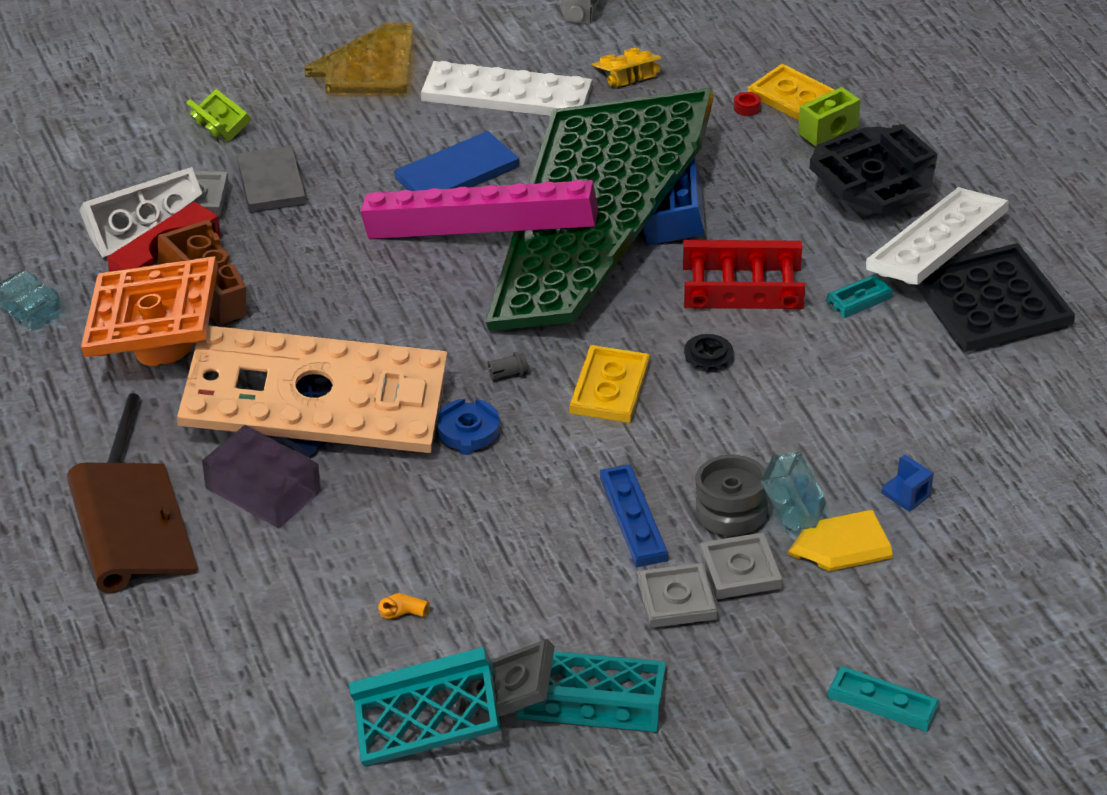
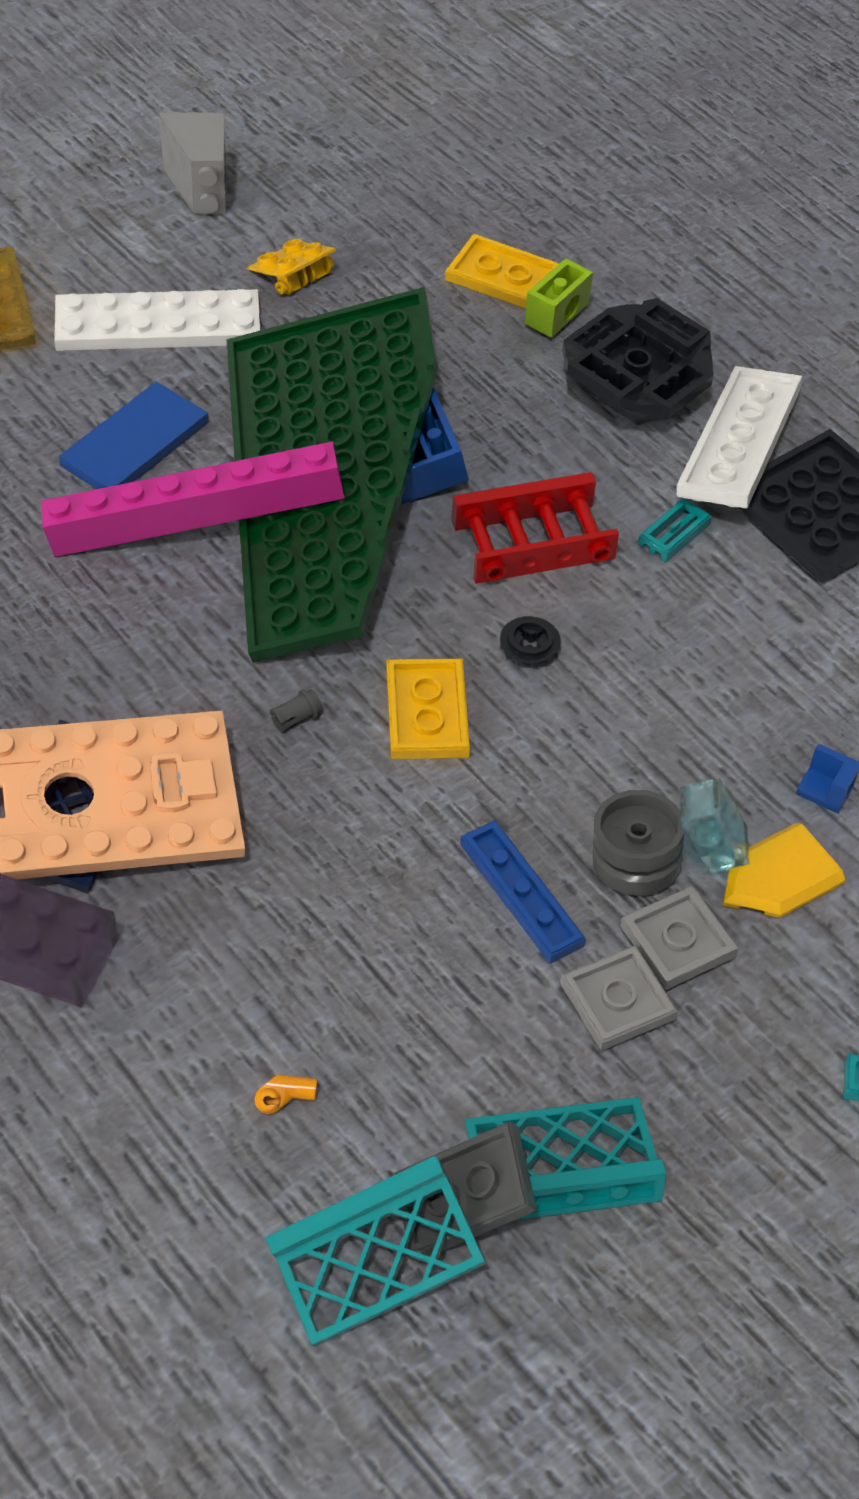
camera: 20 degrees left, 10 degrees up
(468, 438) = (282, 824): blue plate -> none
(747, 104) = (451, 293): red tile -> none

